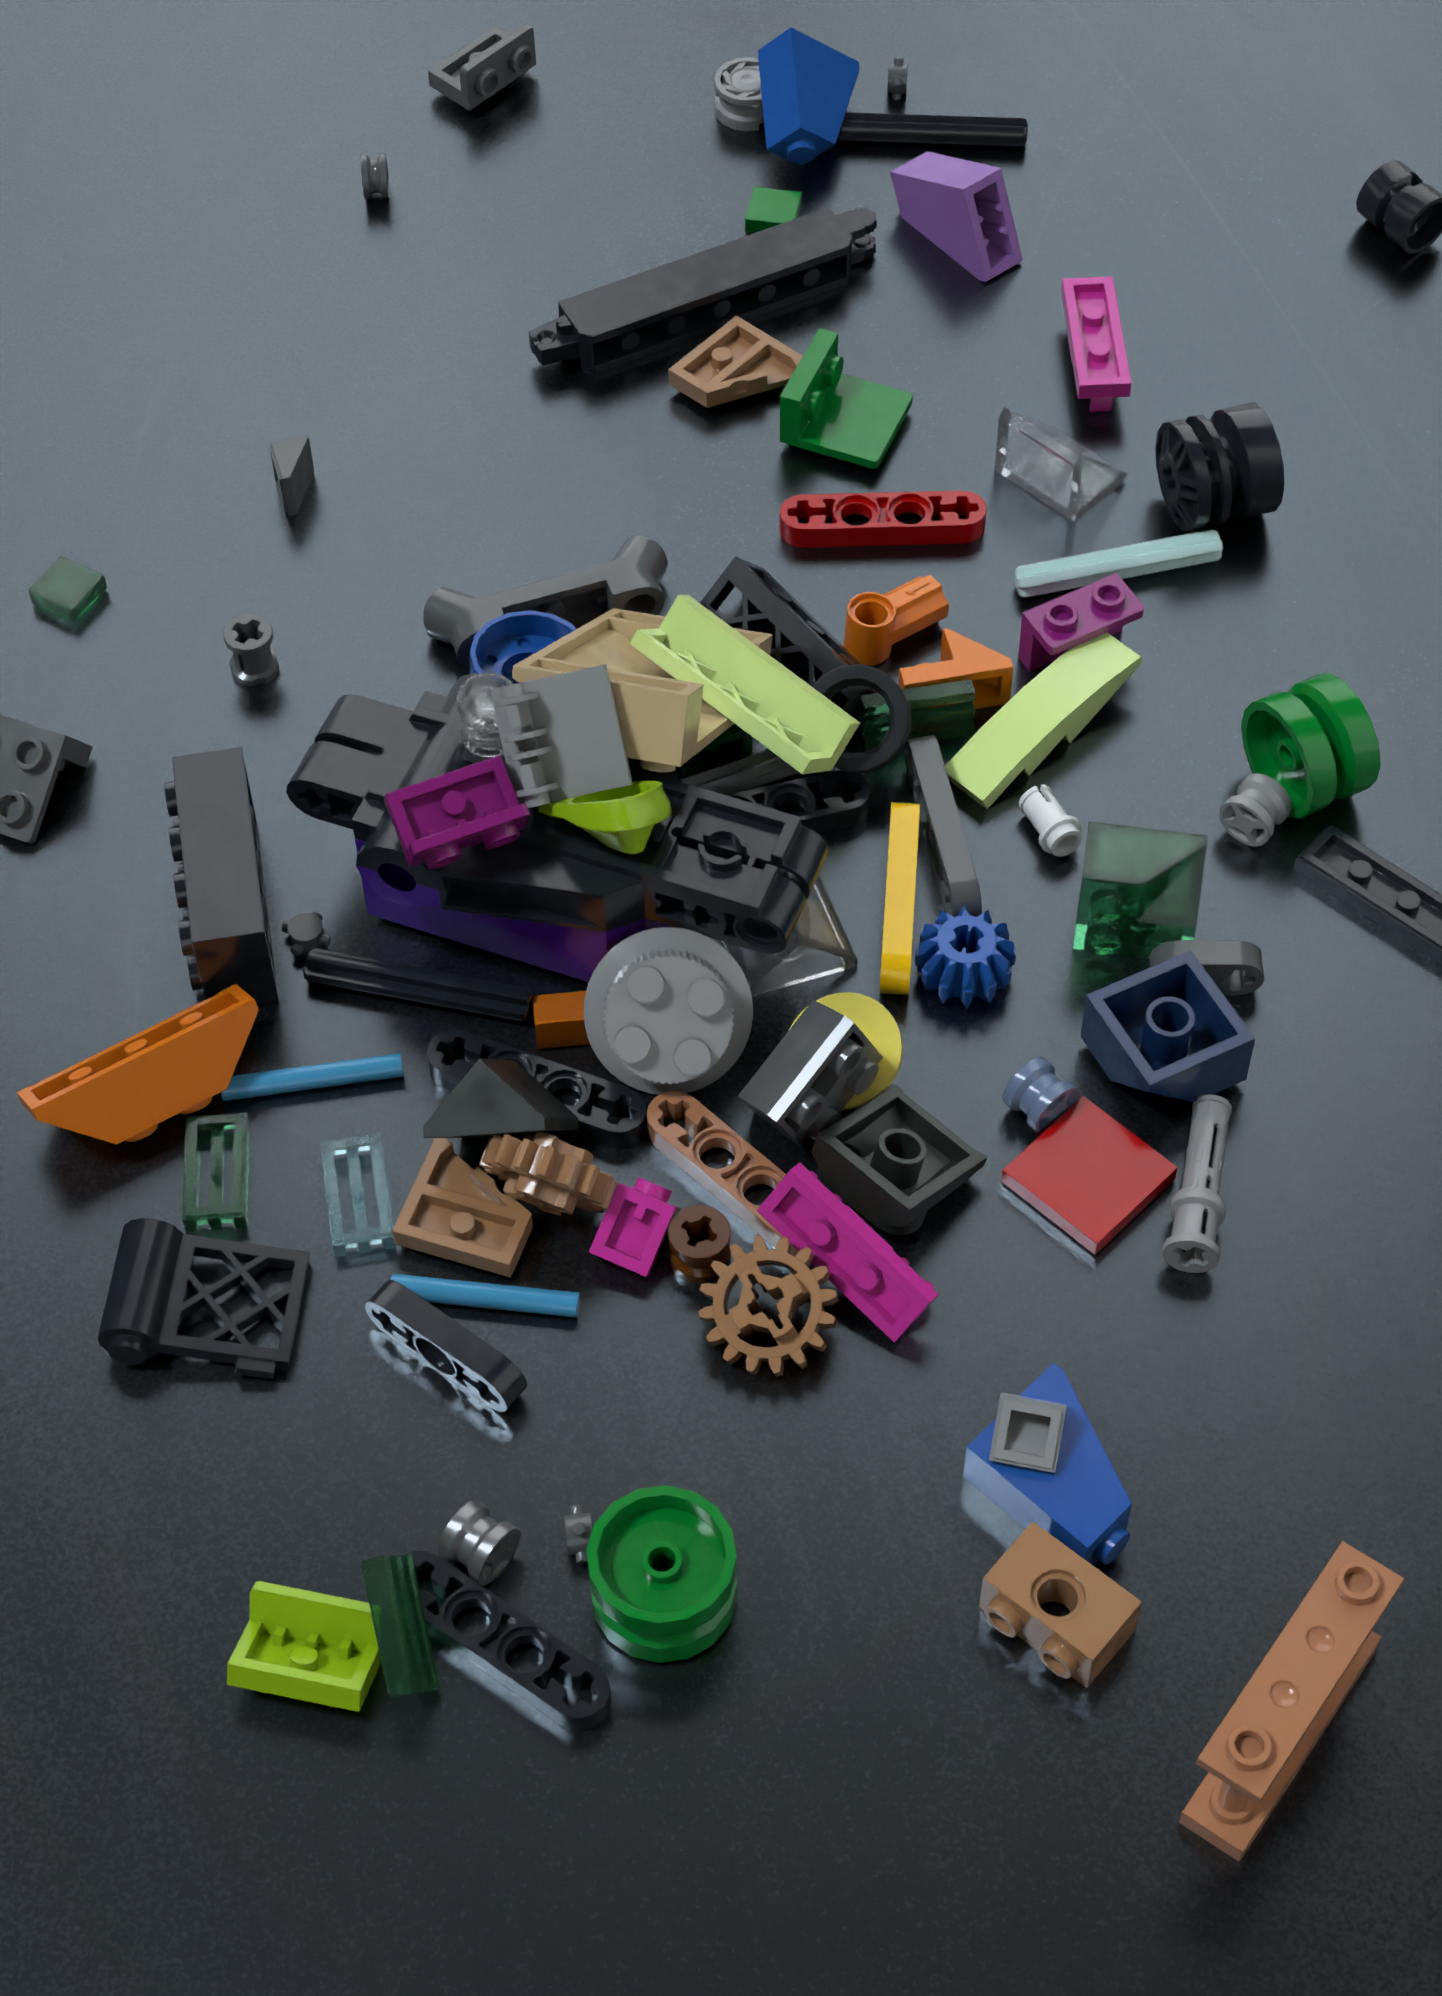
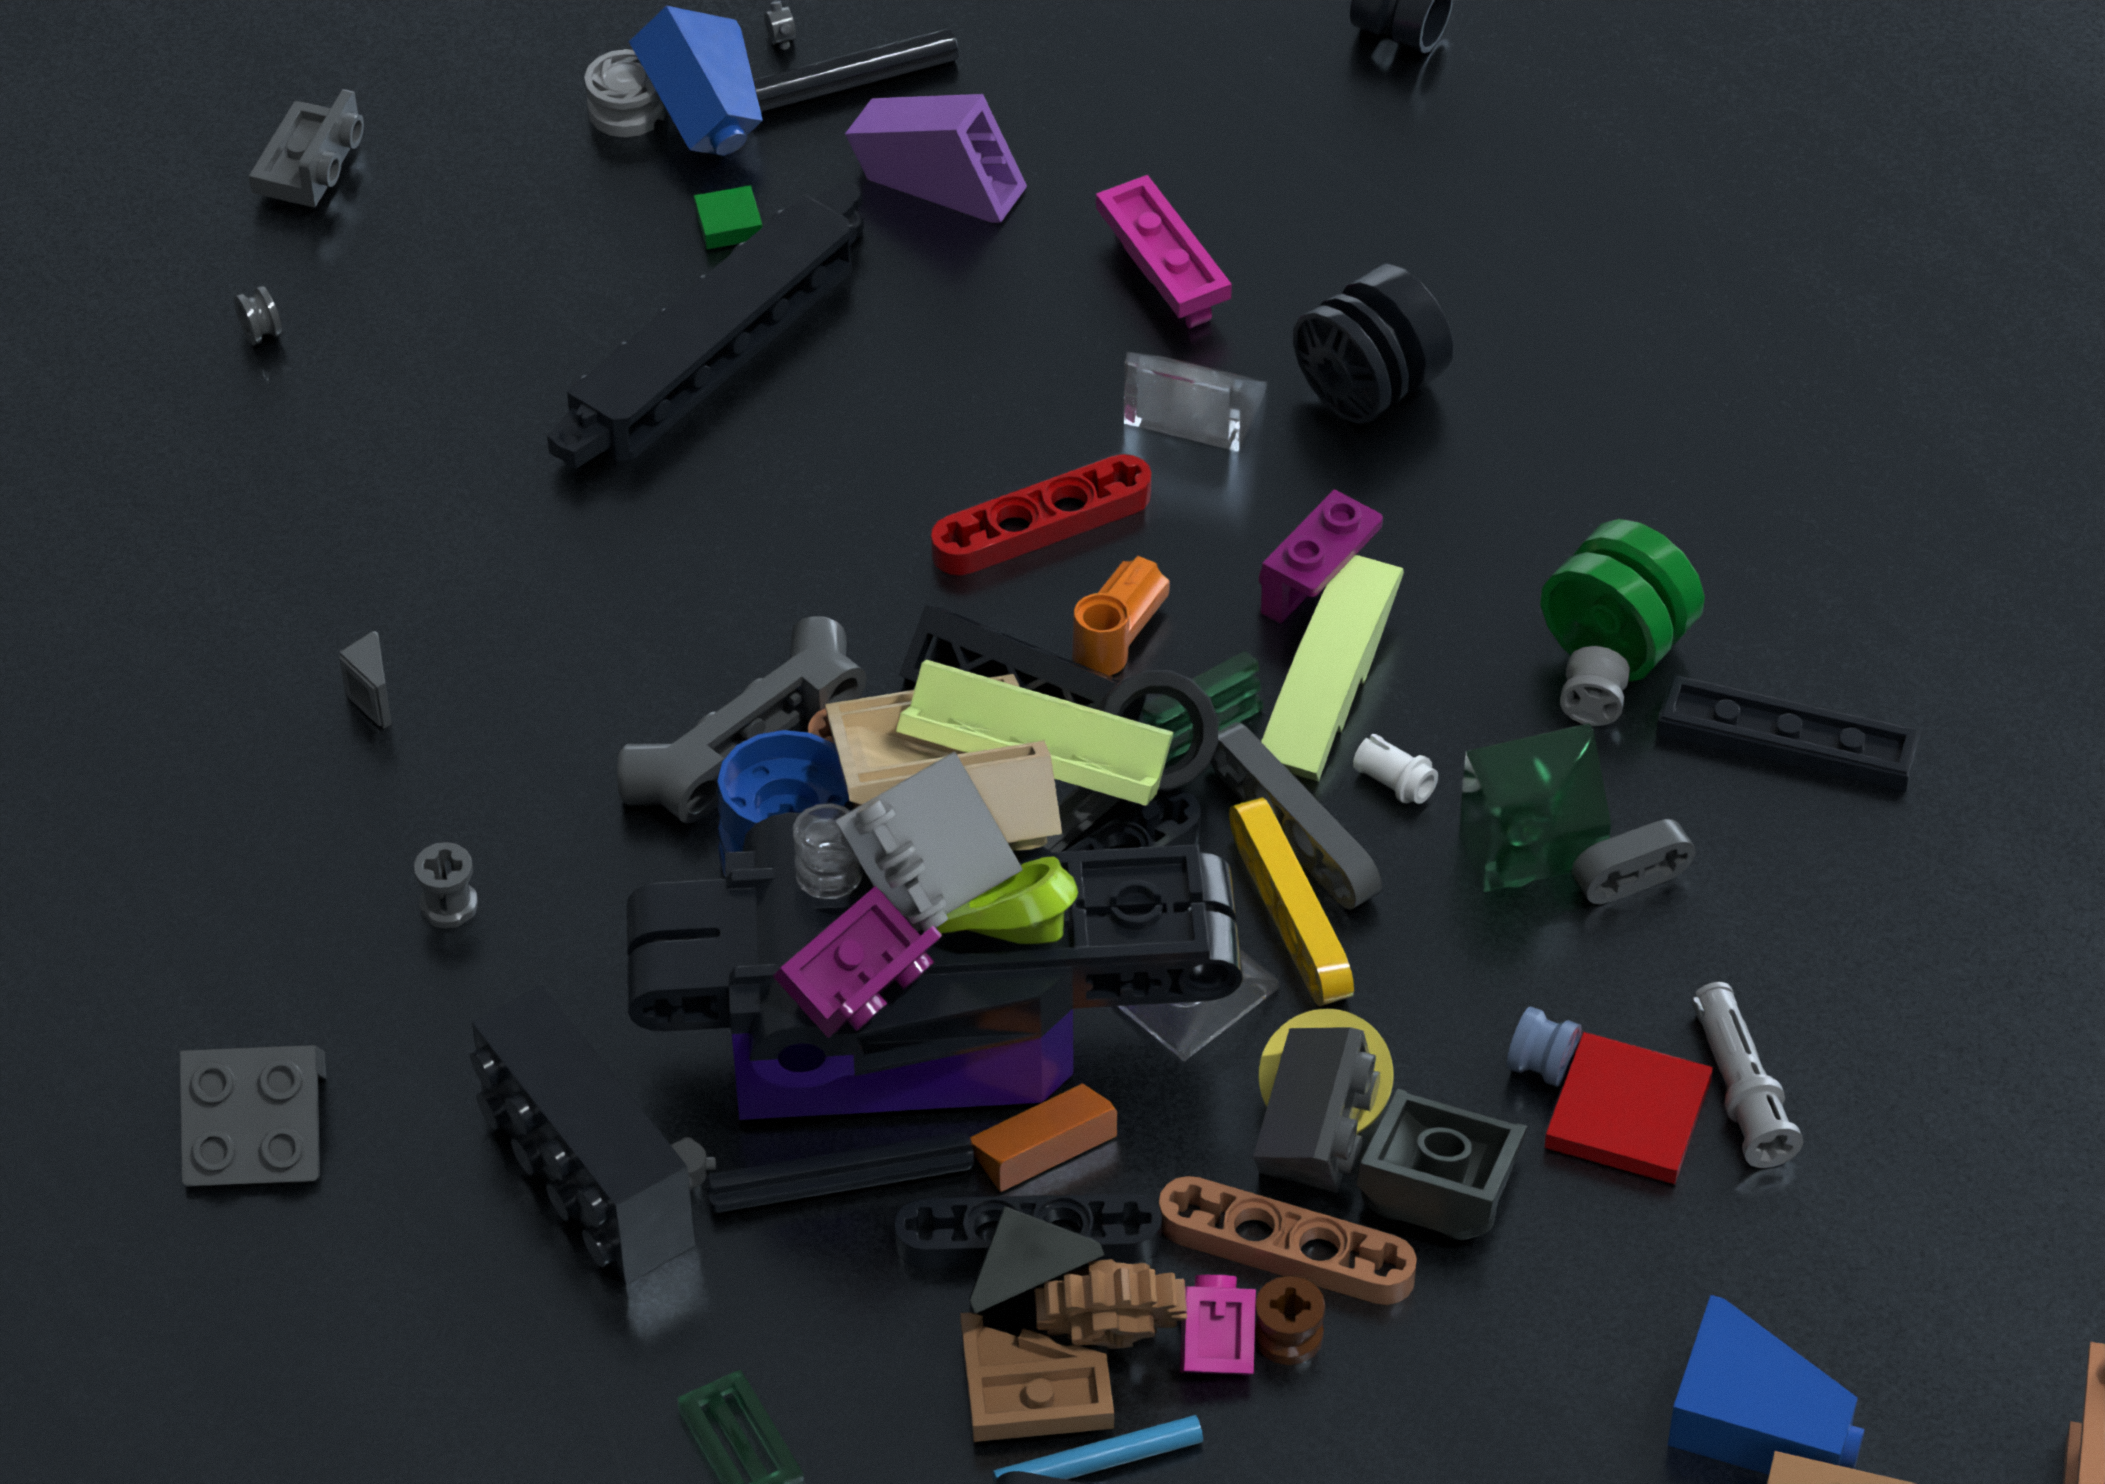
camera: 25 degrees left, 5 degrees down
(67, 589) = (187, 892): clear green tile -> none
(149, 1075) = (621, 1357): orange wedge -> none
(314, 1076) = (783, 1308): dark azure bar -> none
(363, 1236) = (932, 1448): clear light blue tile -> none
(668, 1010) = (1133, 1098): light grey piece -> none
(733, 365) = (792, 399): medium nougat wing -> none
(742, 1322) = (1421, 1366): medium nougat gear -> none
(839, 411) = (937, 414): green bracket -> none
(854, 1254) = (1450, 1267): dark pink plate -> none
(965, 660) = (1220, 634): orange slope -> none
(965, 956) = (1392, 936): blue gear -> none
(1028, 1432) = (1727, 1367): light grey slope -> none
(1125, 561) = (1312, 480): light aqua axle -> none
(1168, 1031) = (1638, 936): dark blue slope -> none

